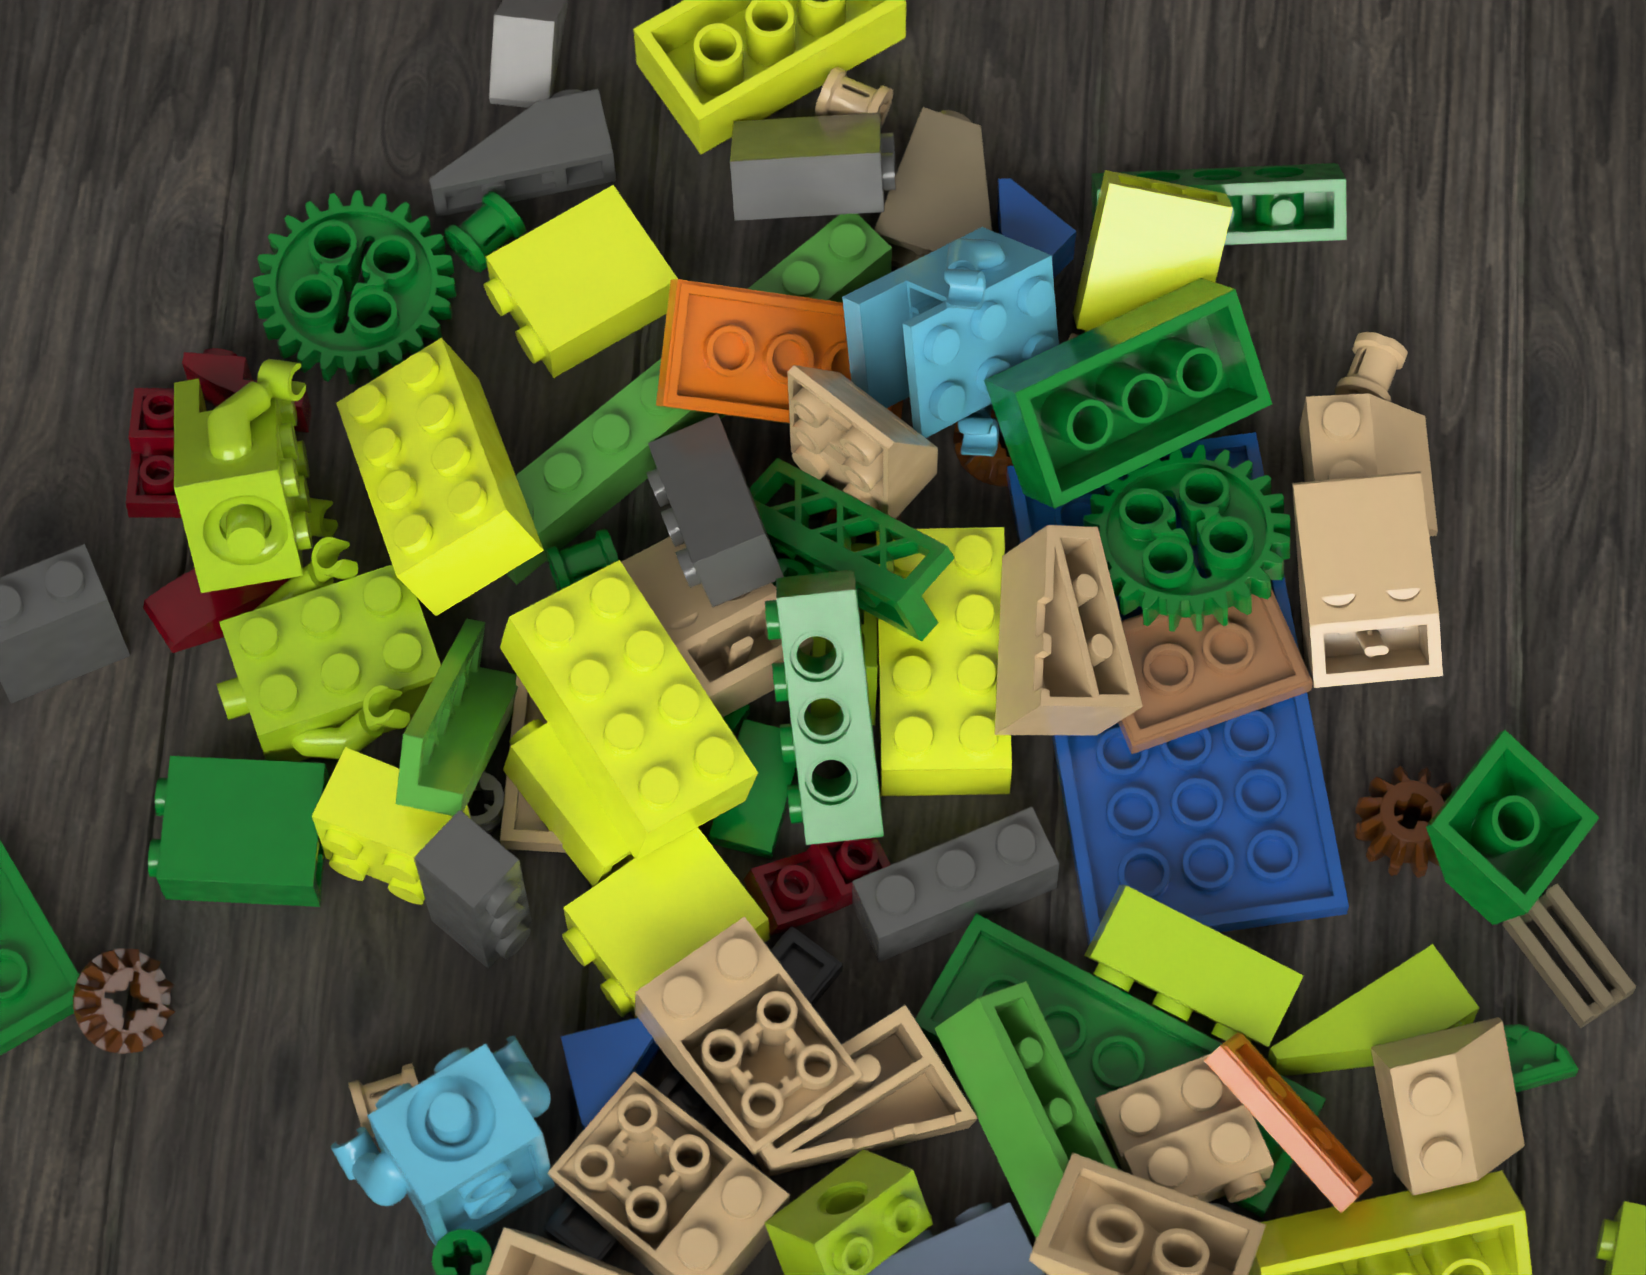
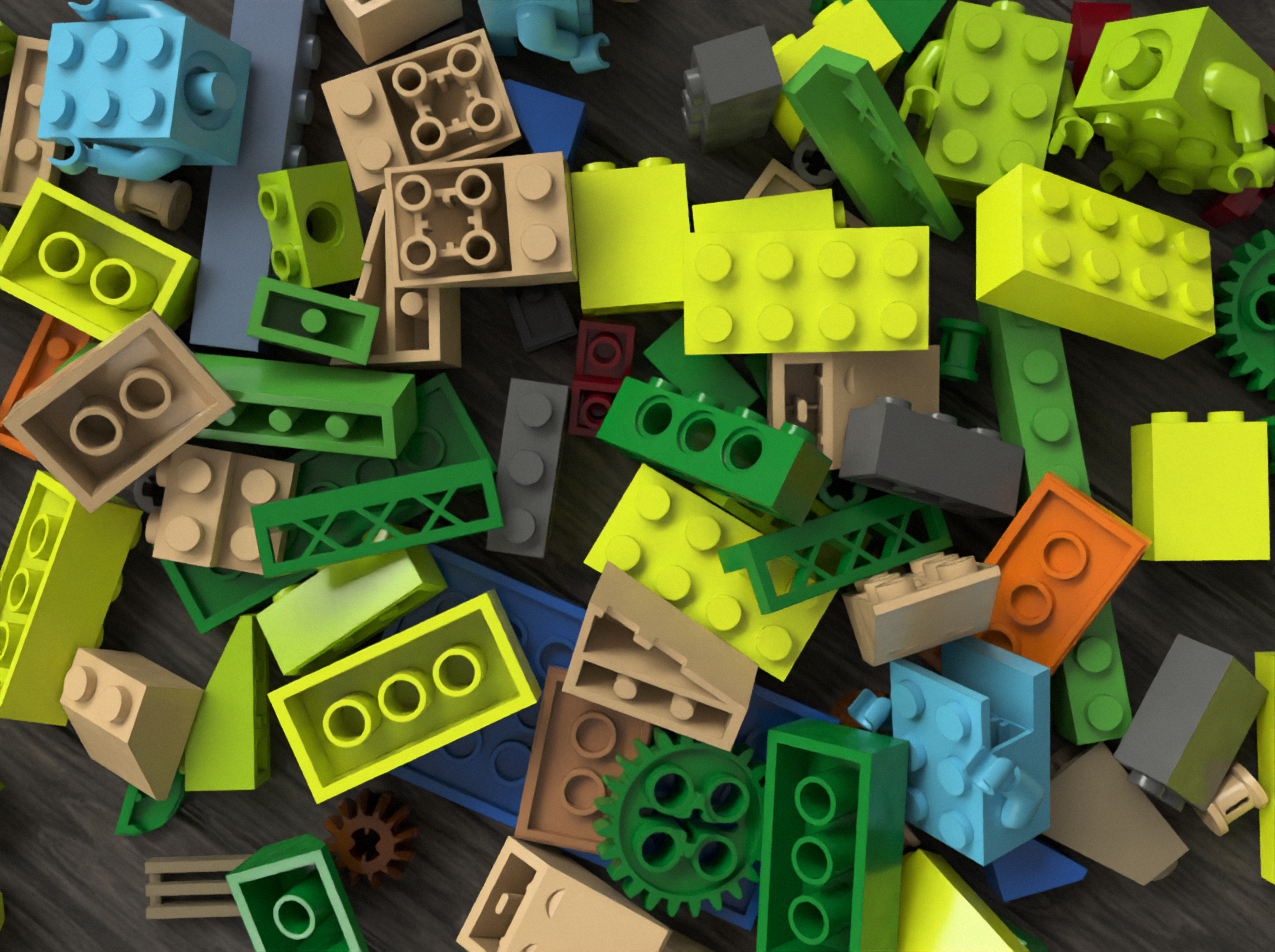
camera: 125 degrees right, 20 degrees up
(946, 1145) = (312, 321): none -> bright green slope
(1075, 987) = (369, 498): none -> green fence
(1240, 847) = (405, 696): none -> neon yellow brick
(1289, 1121) = (183, 591): orange tile -> none

